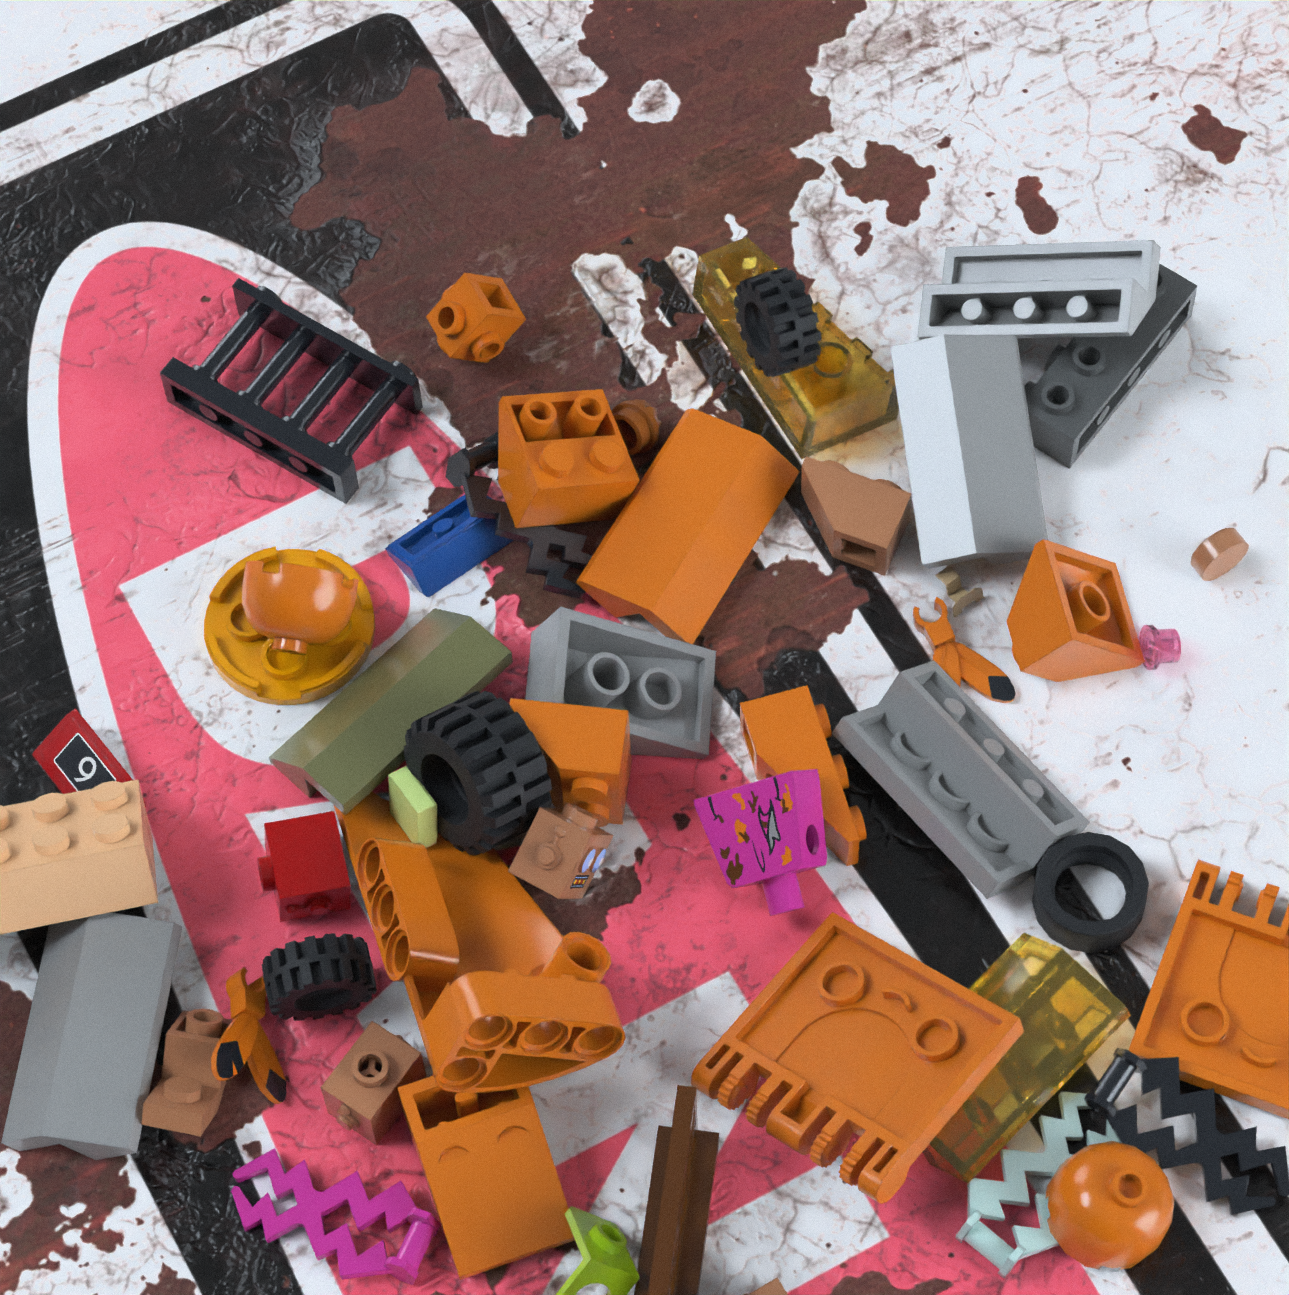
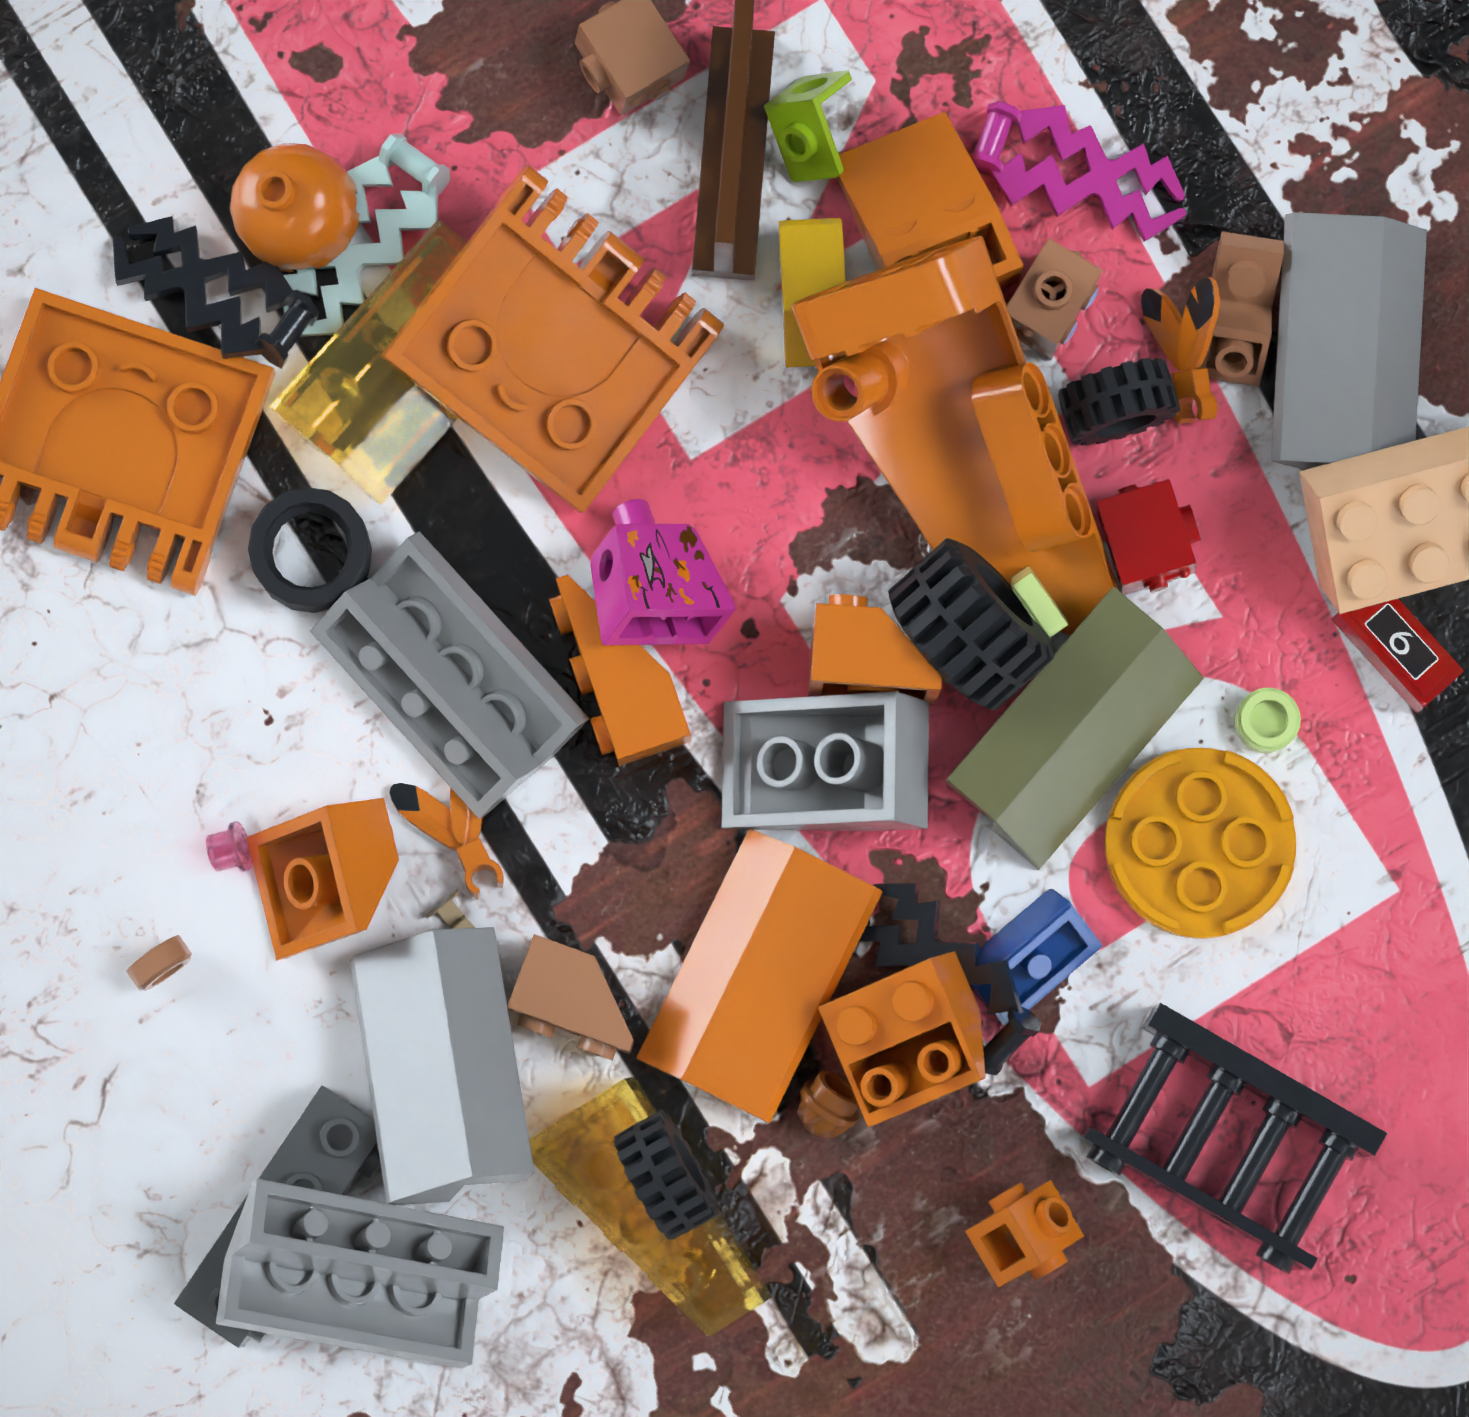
camera: 170 degrees right, 20 degrees up
(216, 720) = (1267, 720): none -> yellowish green tile
(297, 604) = (1191, 834): orange cylinder -> none
(561, 851) = (874, 548): nougat head -> none
(603, 1112) = (809, 263): none -> yellow slope

